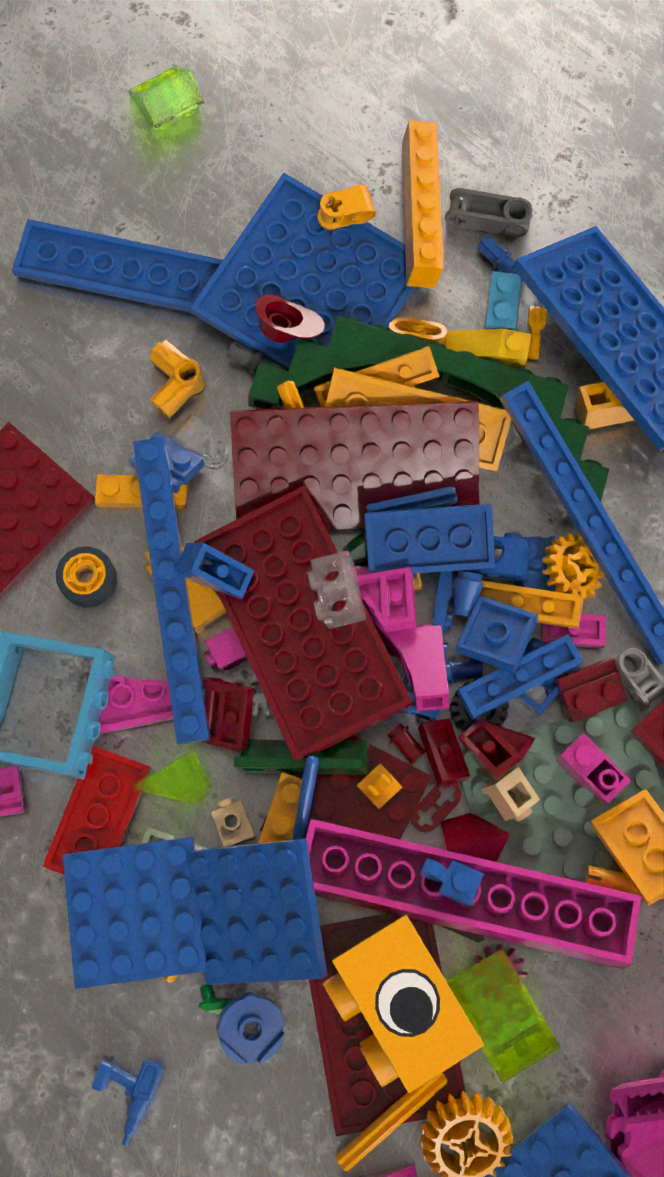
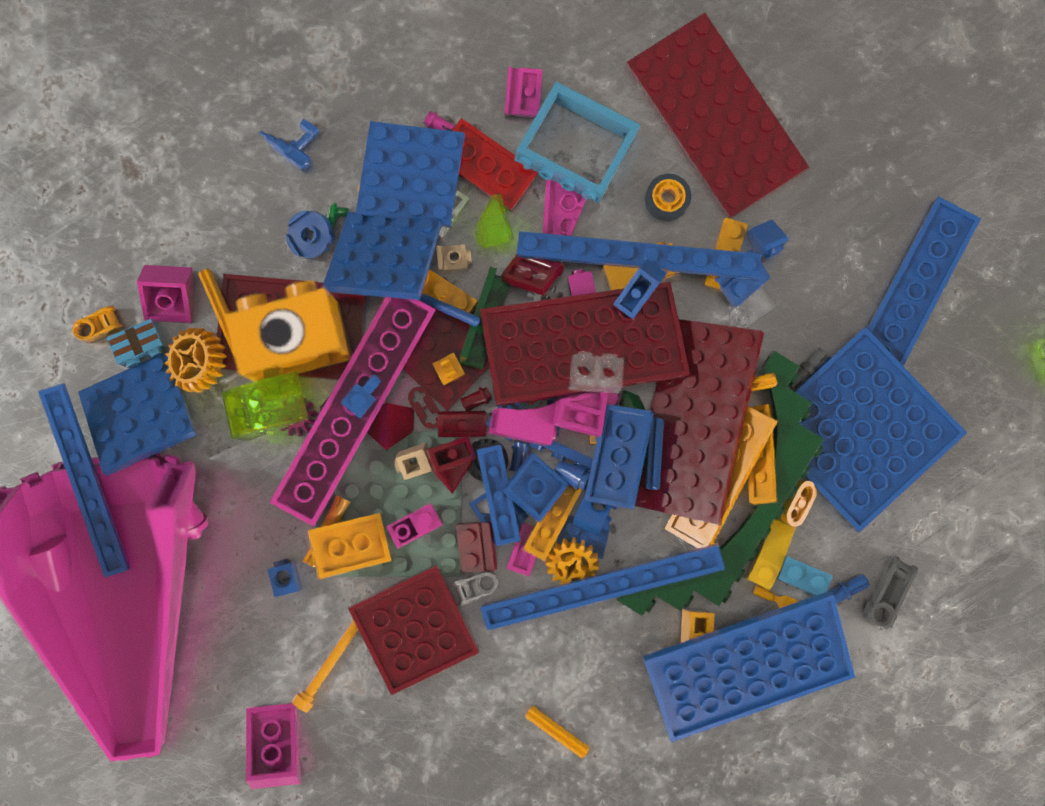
camera: 105 degrees right, 10 degrees up
(55, 898) = (436, 122): none -> dark pink pin
(111, 443) = (767, 239): none -> blue slope
(177, 367) = (800, 299): light orange piece -> none
(286, 321) = (831, 399): dark red piece -> none
(347, 207) = (920, 478): light orange piece -> none
(422, 204) = (910, 538): light orange brick -> none

